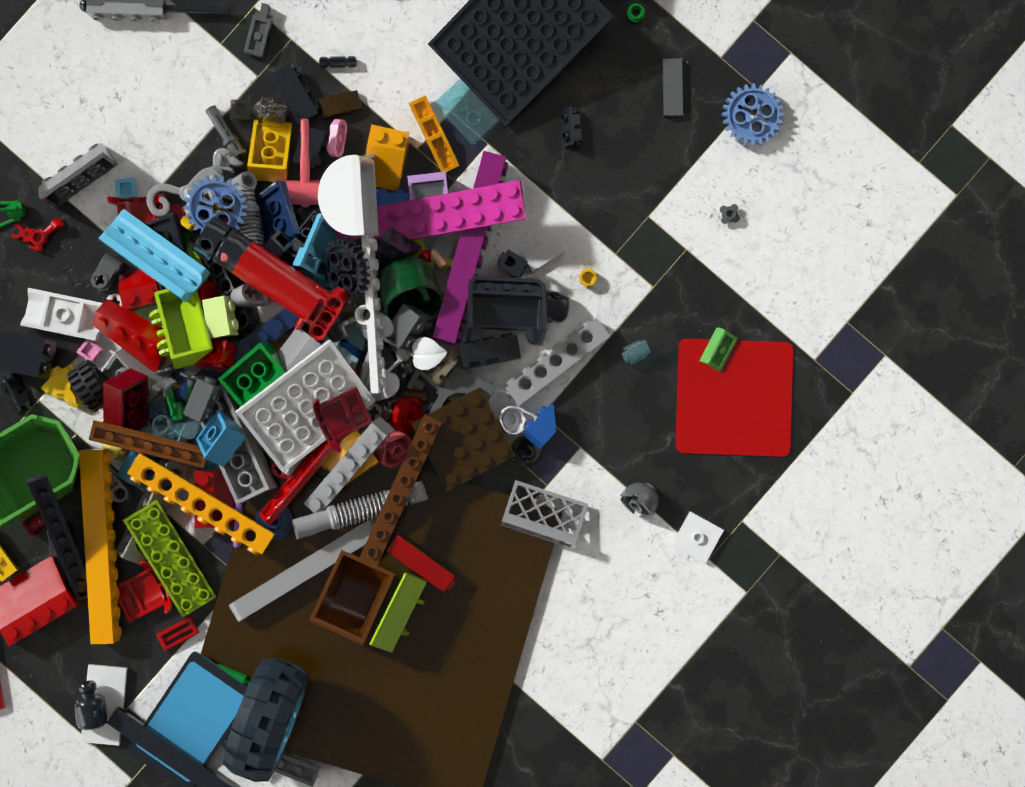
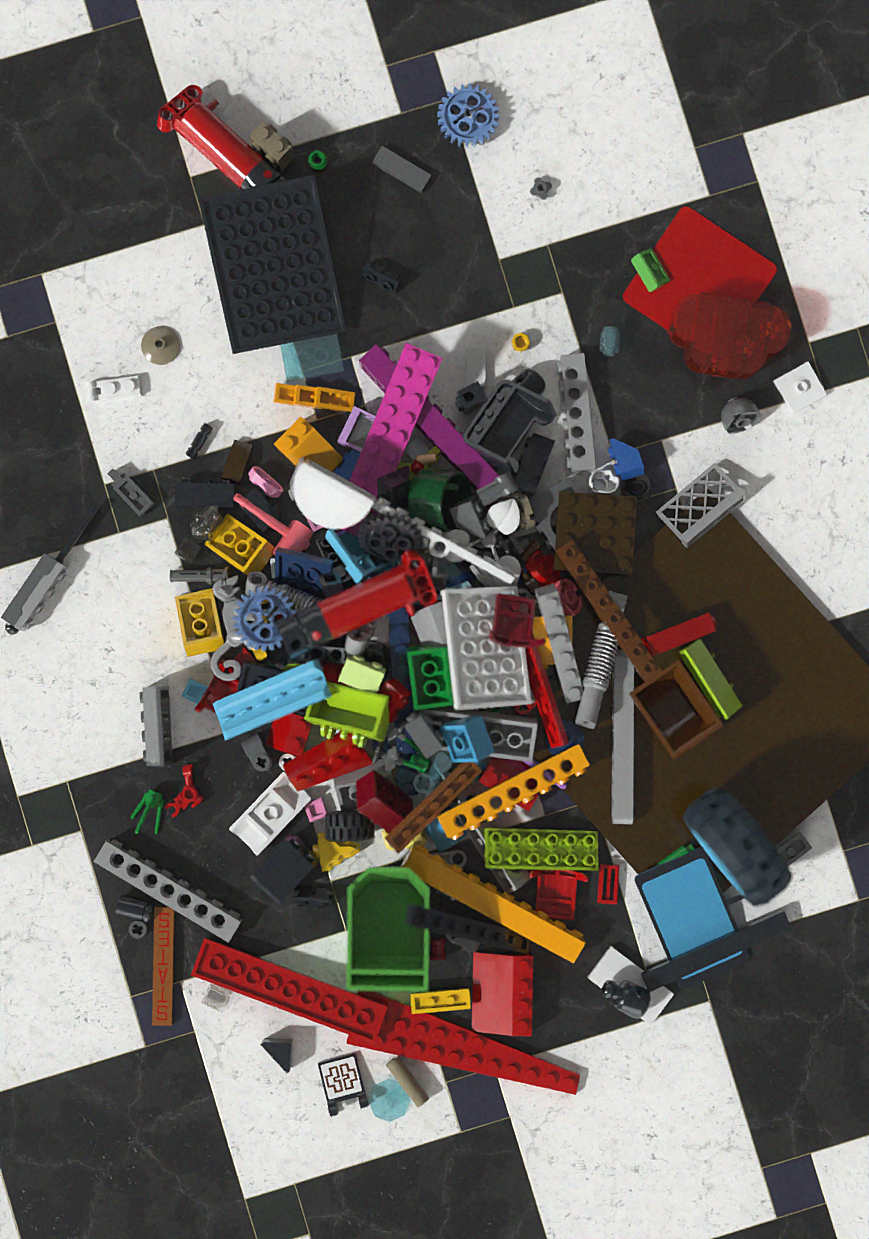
camera: 65 degrees left, 0 degrees up
(185, 156) = (199, 622): none -> yellow slope
(448, 335) = (502, 486): none -> dark grey piece
(701, 448) = (727, 335): none -> clear red brick

